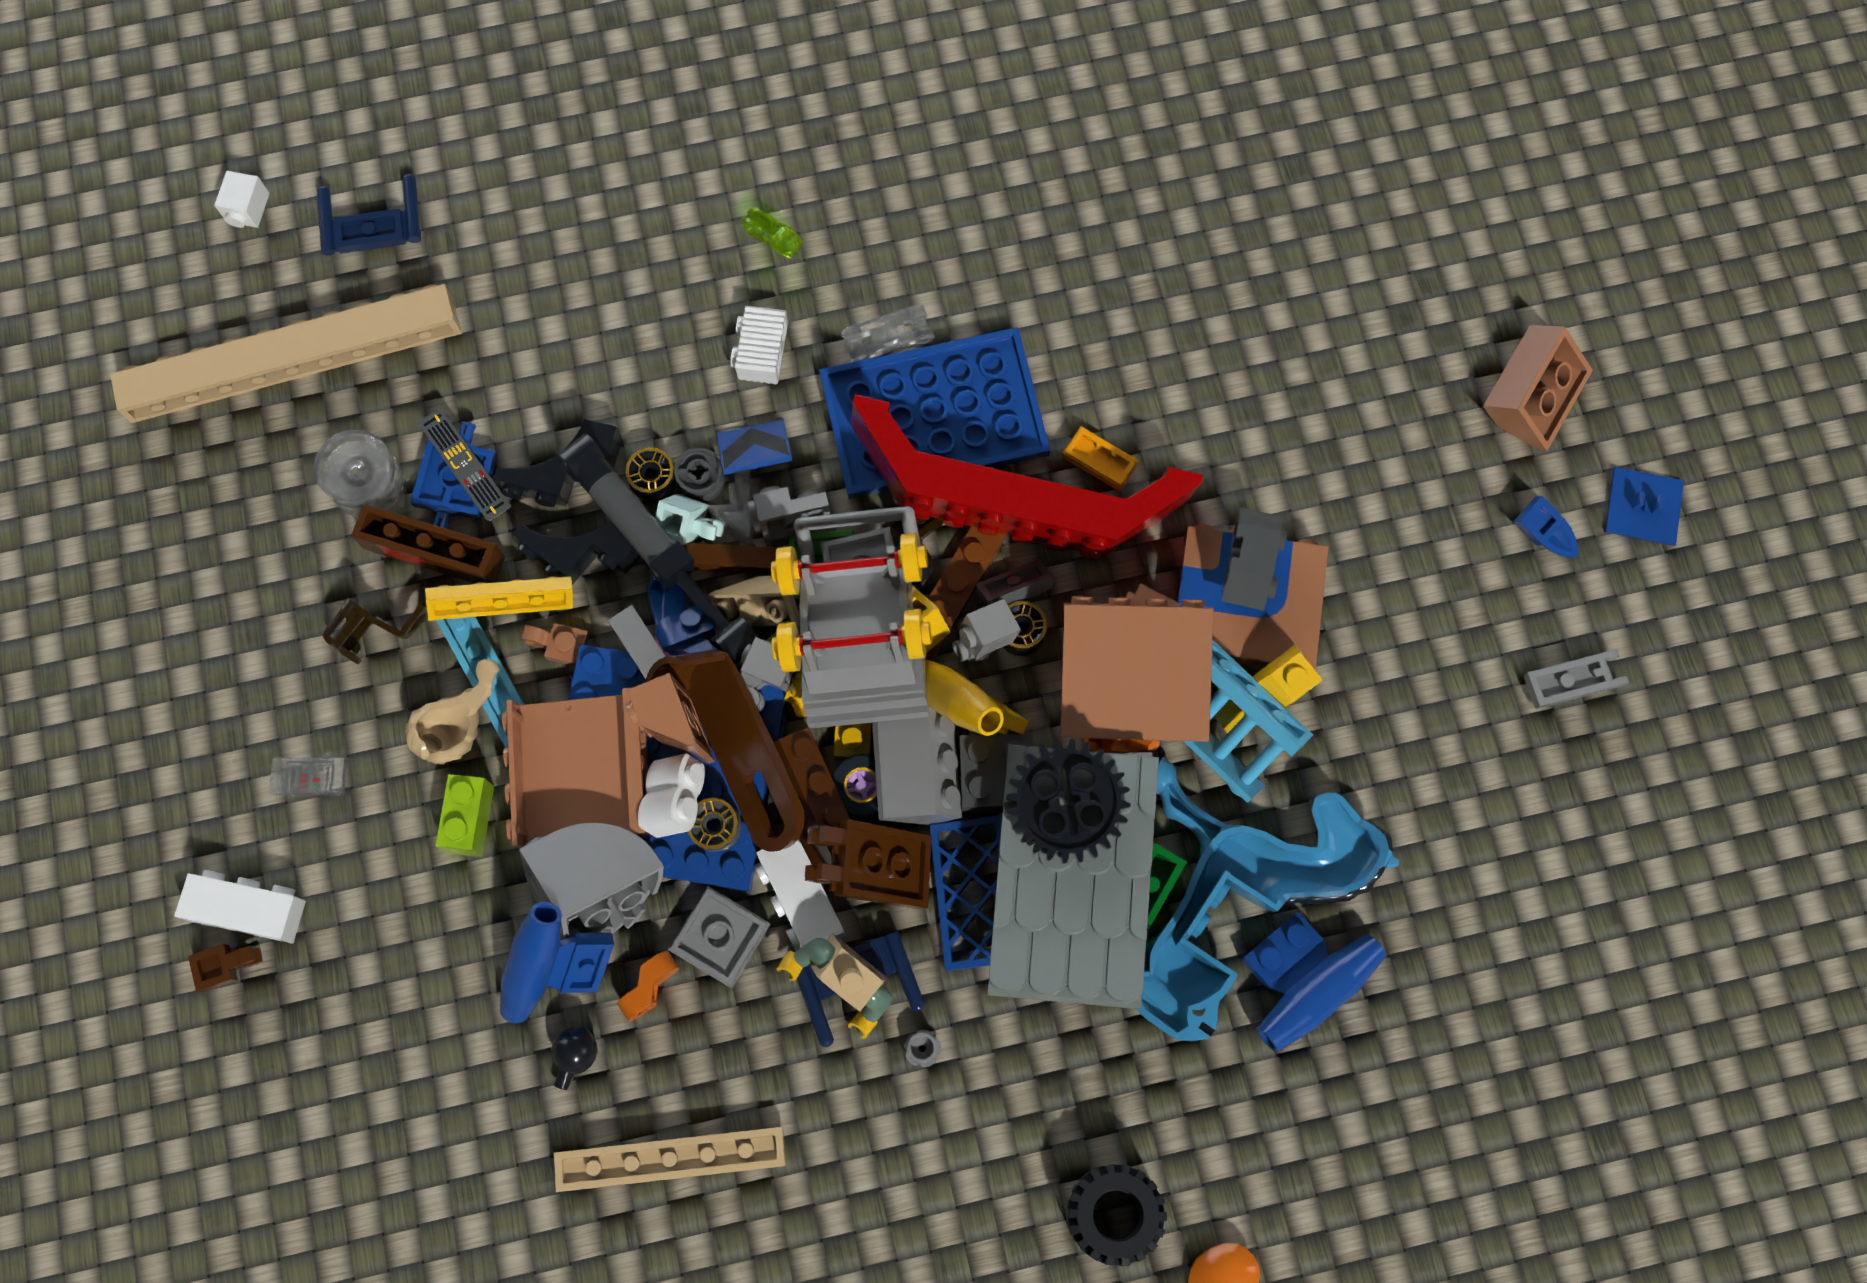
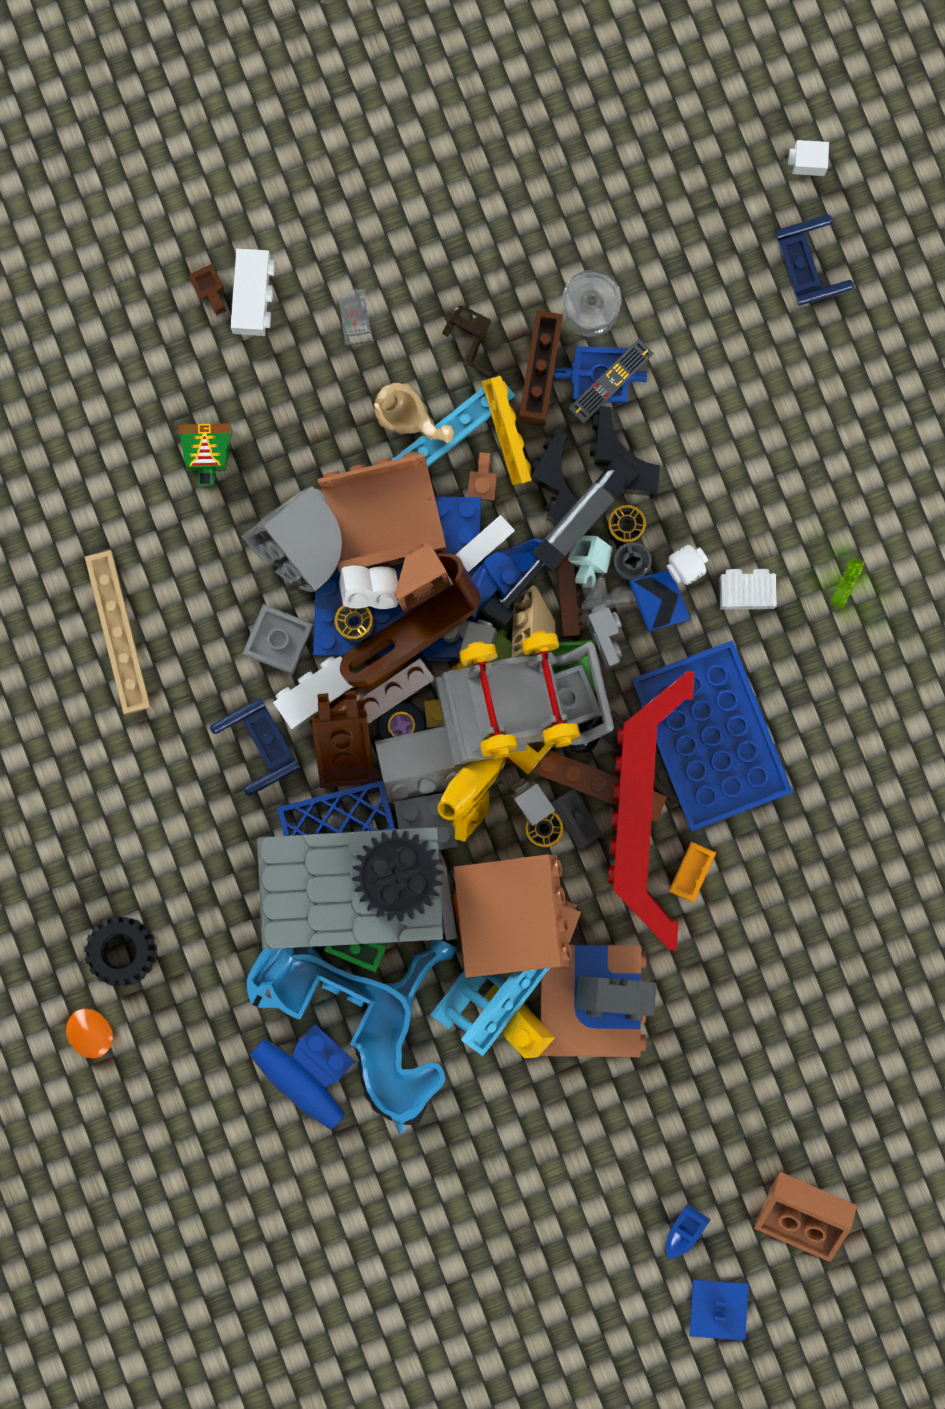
camera: 80 degrees right, 10 degrees up
(285, 353) = (684, 224): tan brick -> none
(441, 1000) = (206, 449): none -> torso
(465, 815) = (339, 438): lime brick -> none
(544, 960) = (239, 515): blue plate -> none
(573, 1053) = (181, 550): black piece -> none
(645, 994) = (236, 594): orange piece -> none
(715, 408) = (687, 564): none -> white head
(846, 975) = (258, 733): torso -> none
(888, 333) = (773, 690): clear plate -> none
(925, 1038) = (213, 793): light grey plate -> none
(1572, 680) = (564, 1258): light grey hinge -> none

